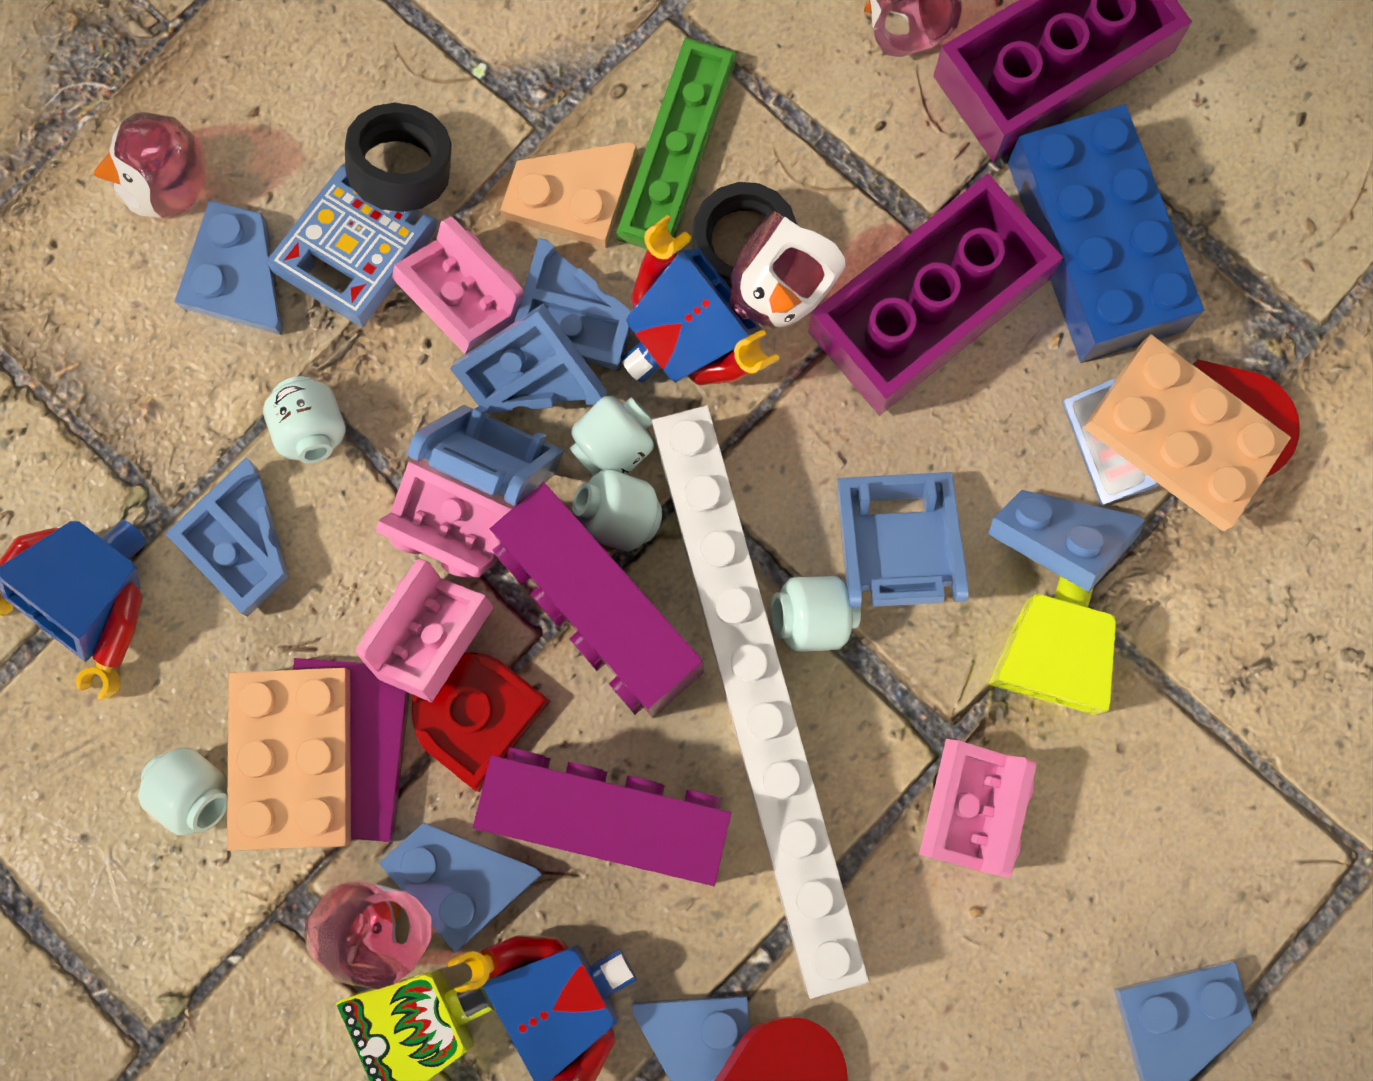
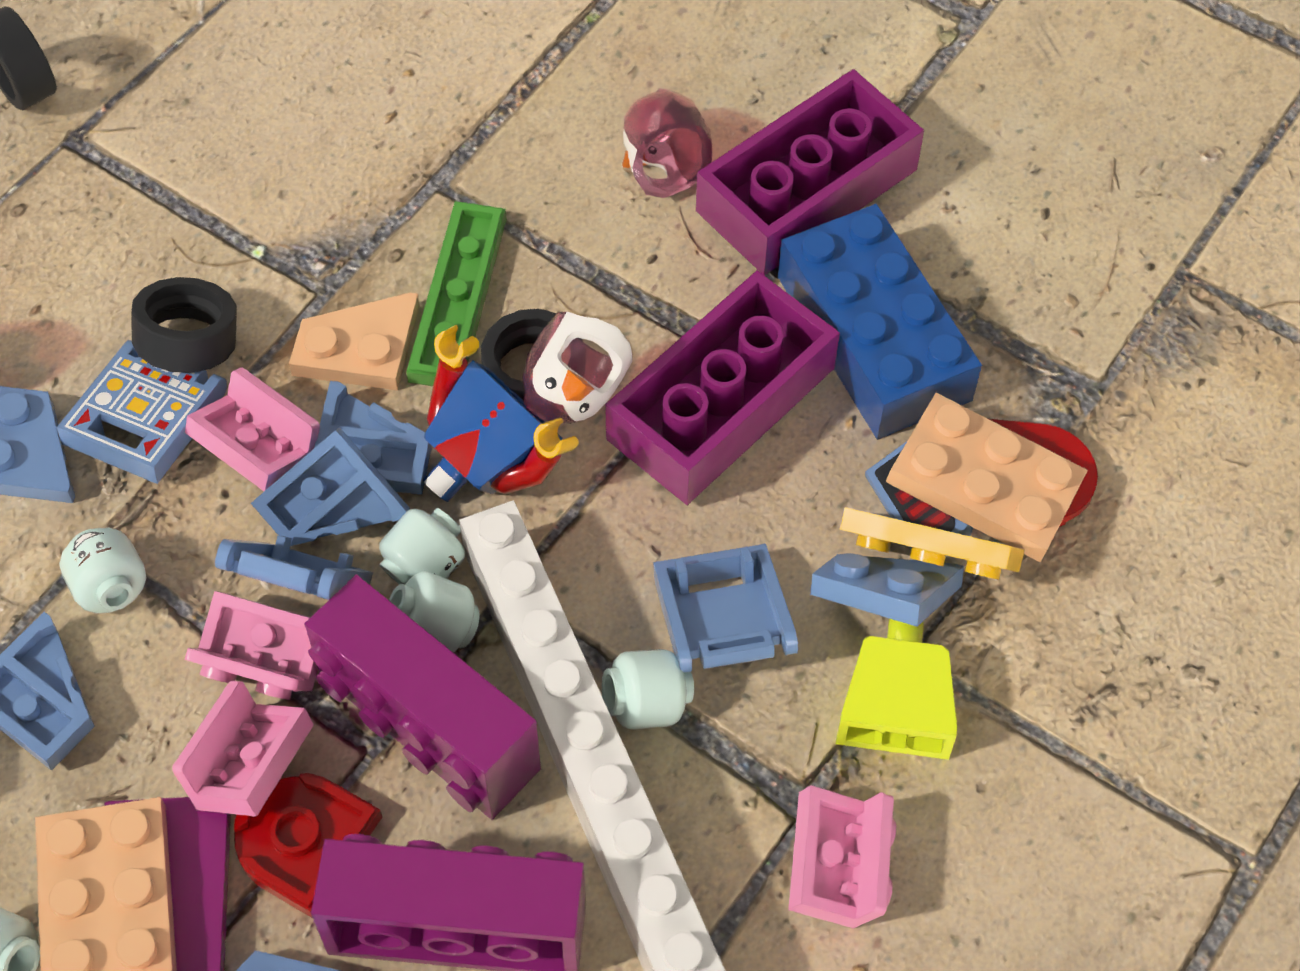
camera: 15 degrees left, 20 degrees down
(1118, 498) = (931, 544): none -> yellow plate

